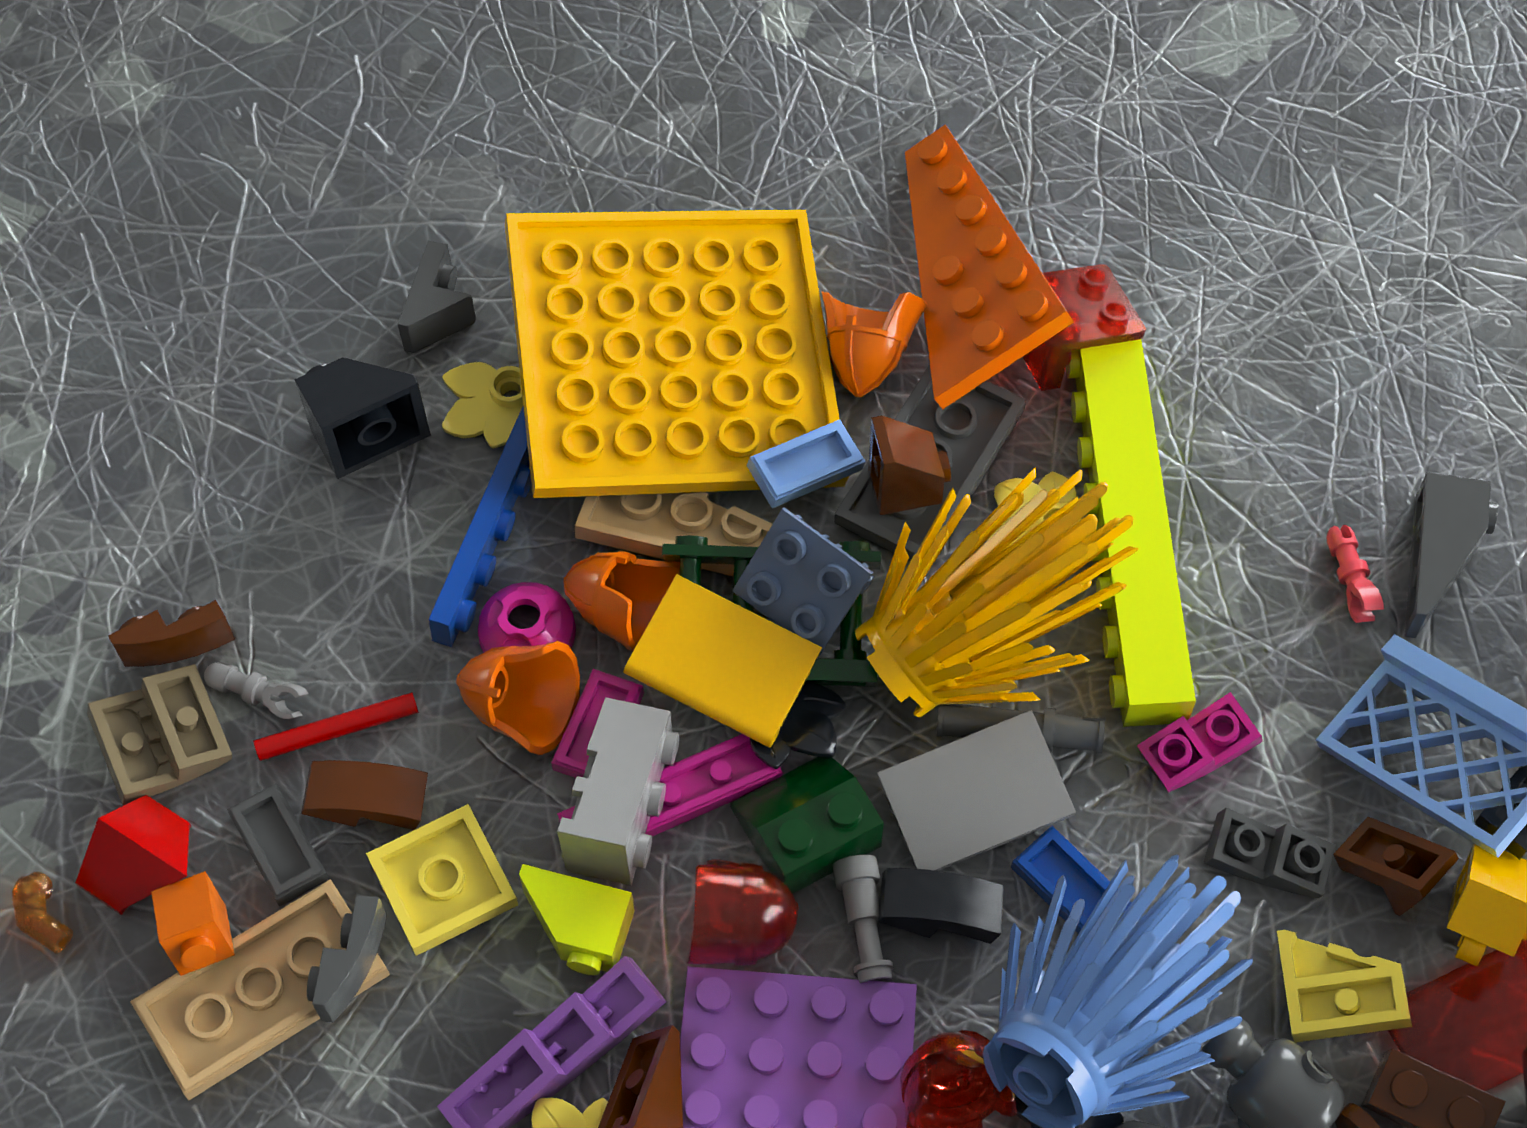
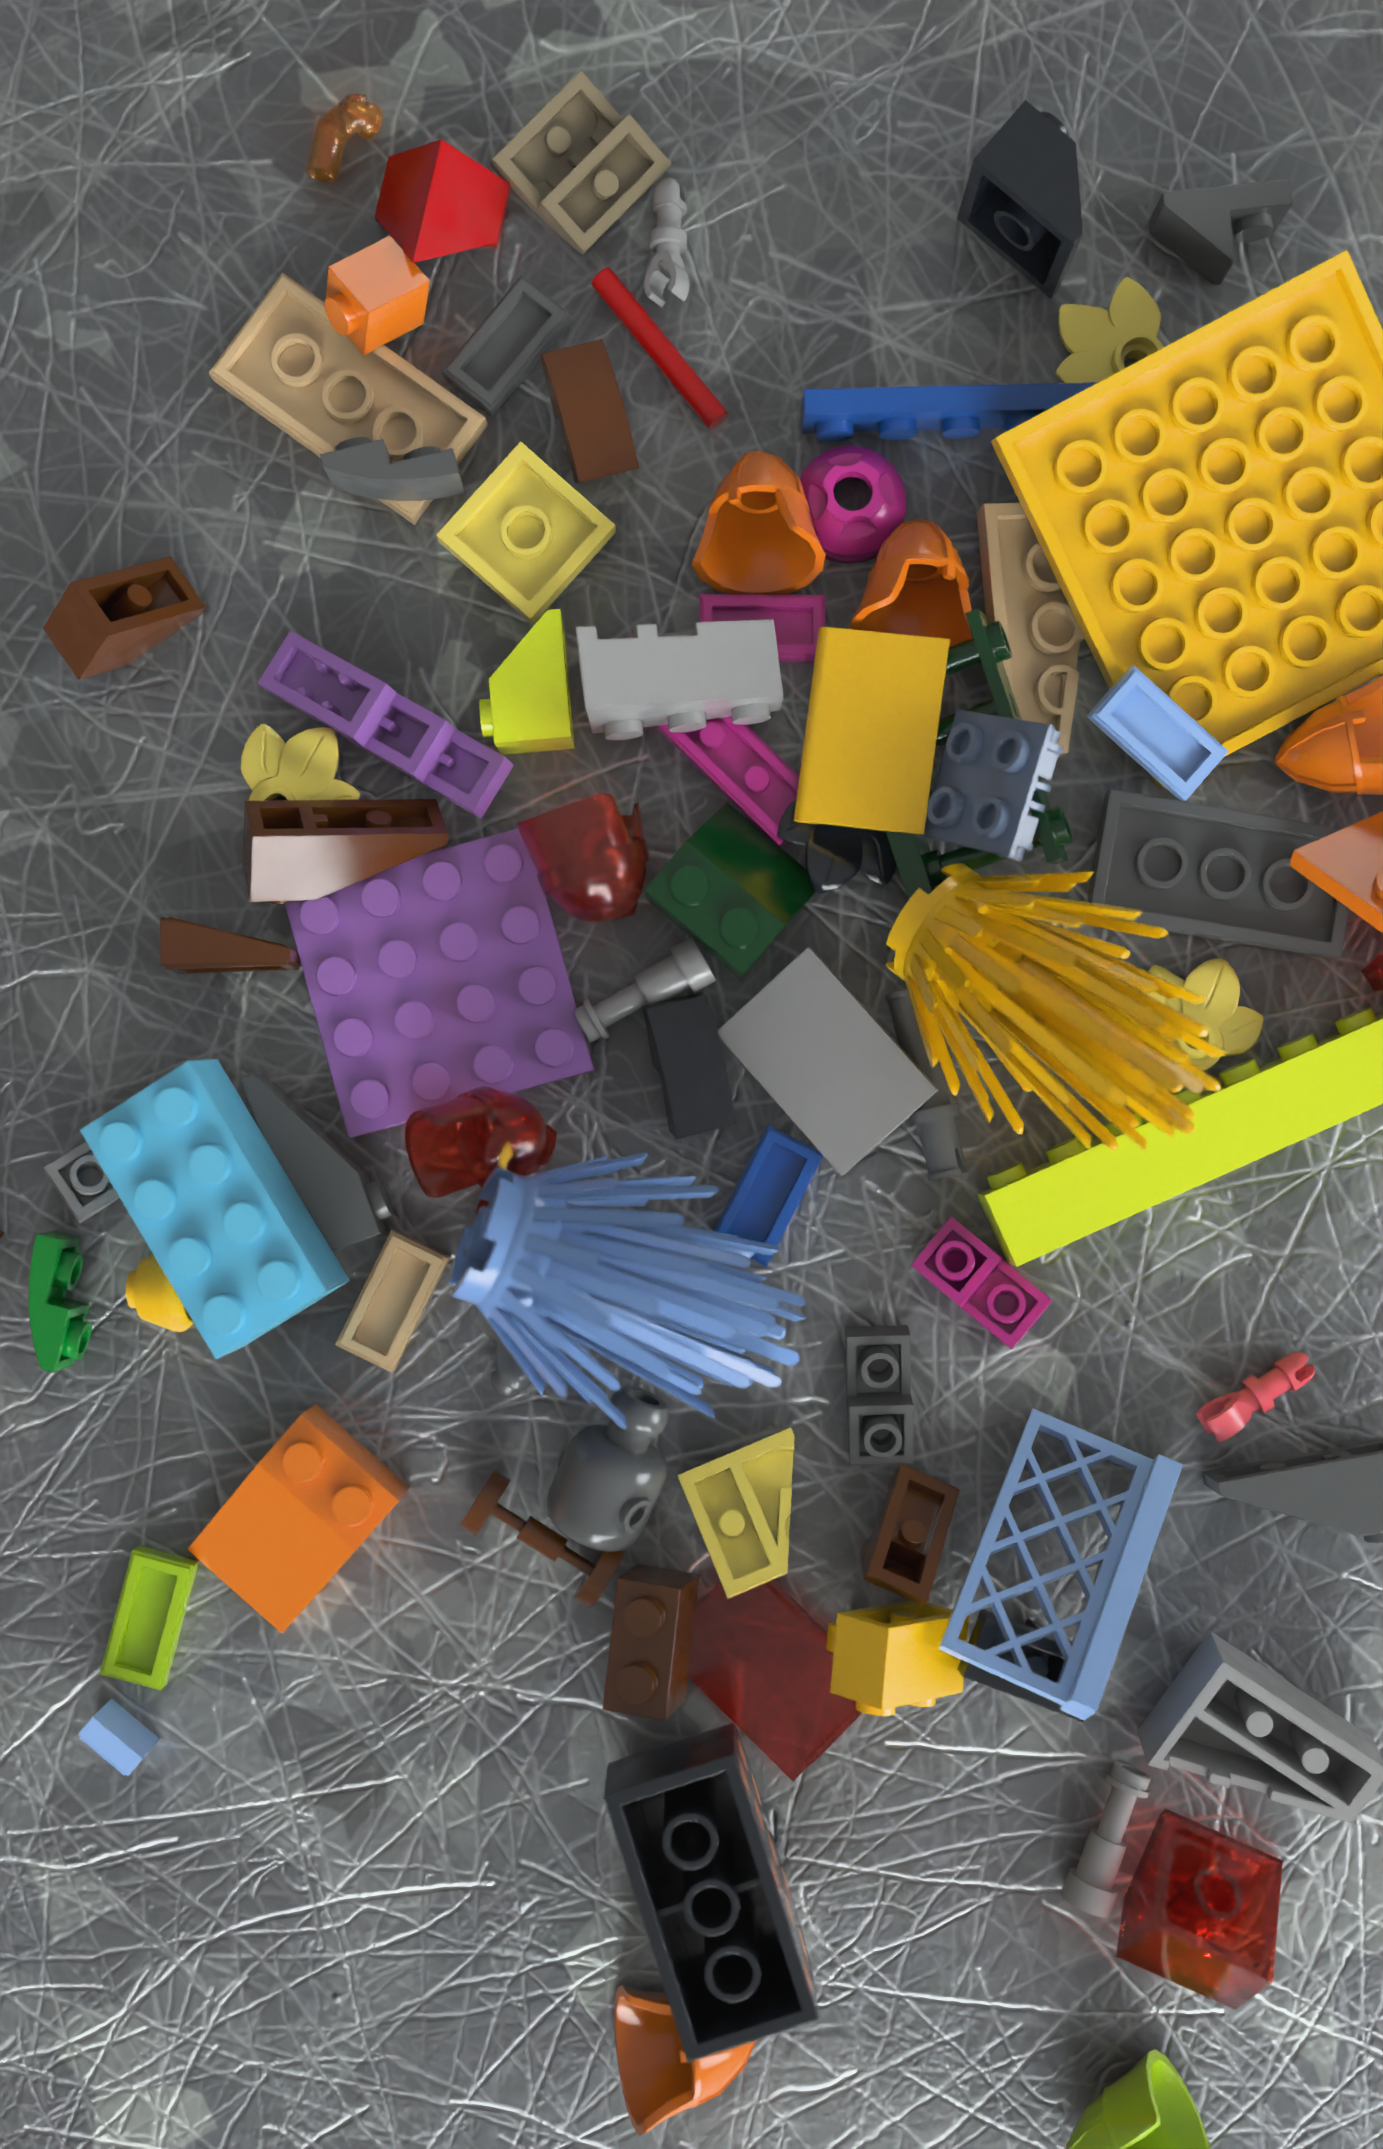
camera: 70 degrees right, 25 degrees up
(150, 642) = (681, 109): reddish brown slope -> none
(905, 466) = (1188, 849): reddish brown slope -> none

